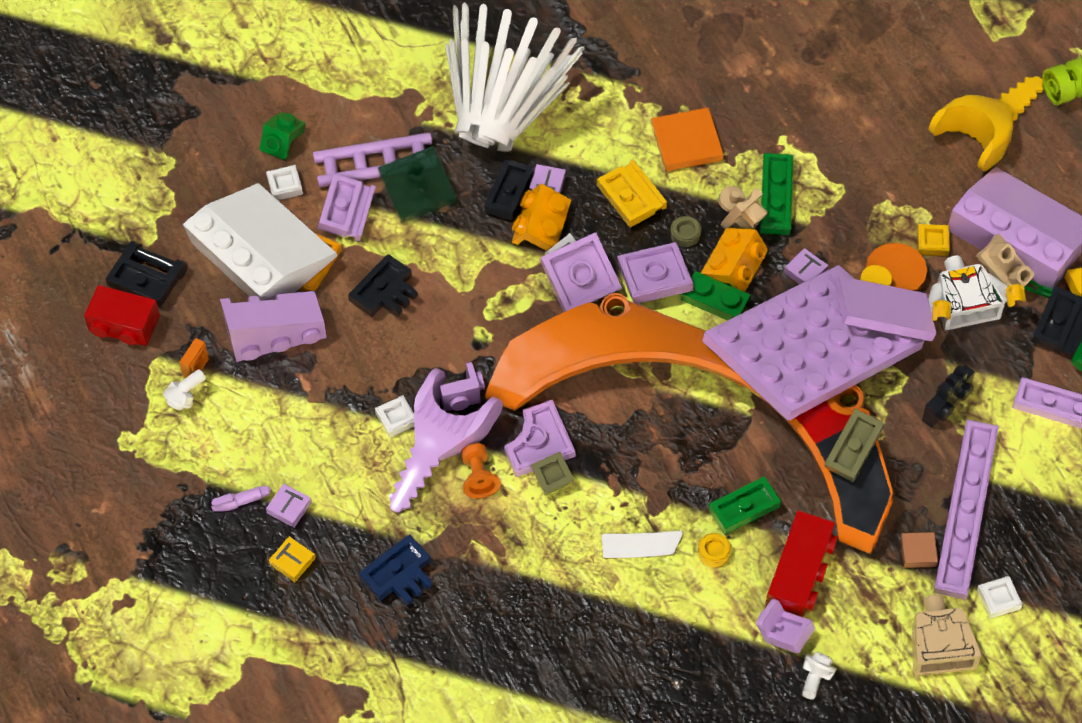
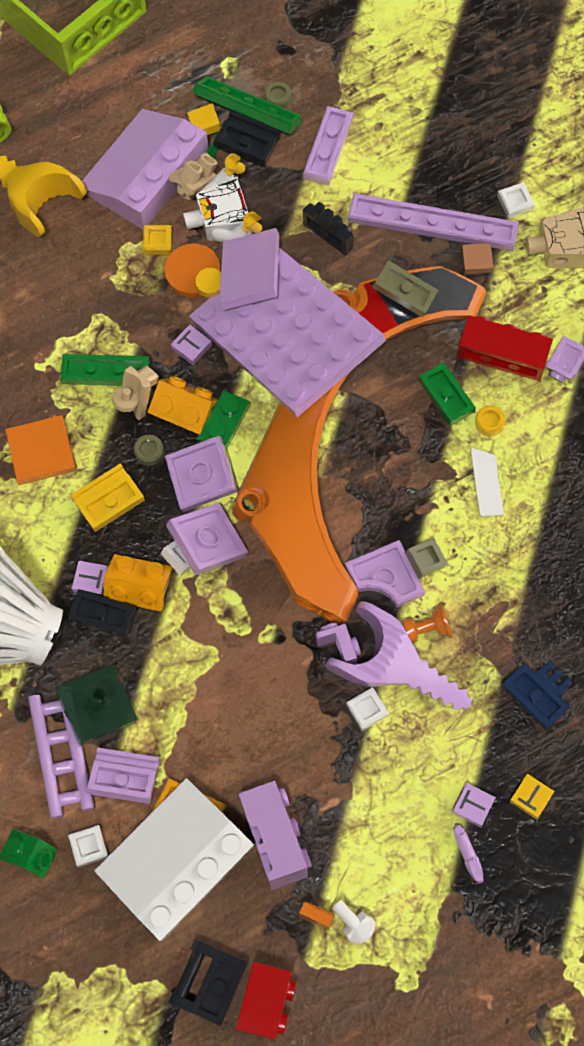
camera: 90 degrees left, 10 degrees up
(384, 288) = (222, 729): black hinge -> none

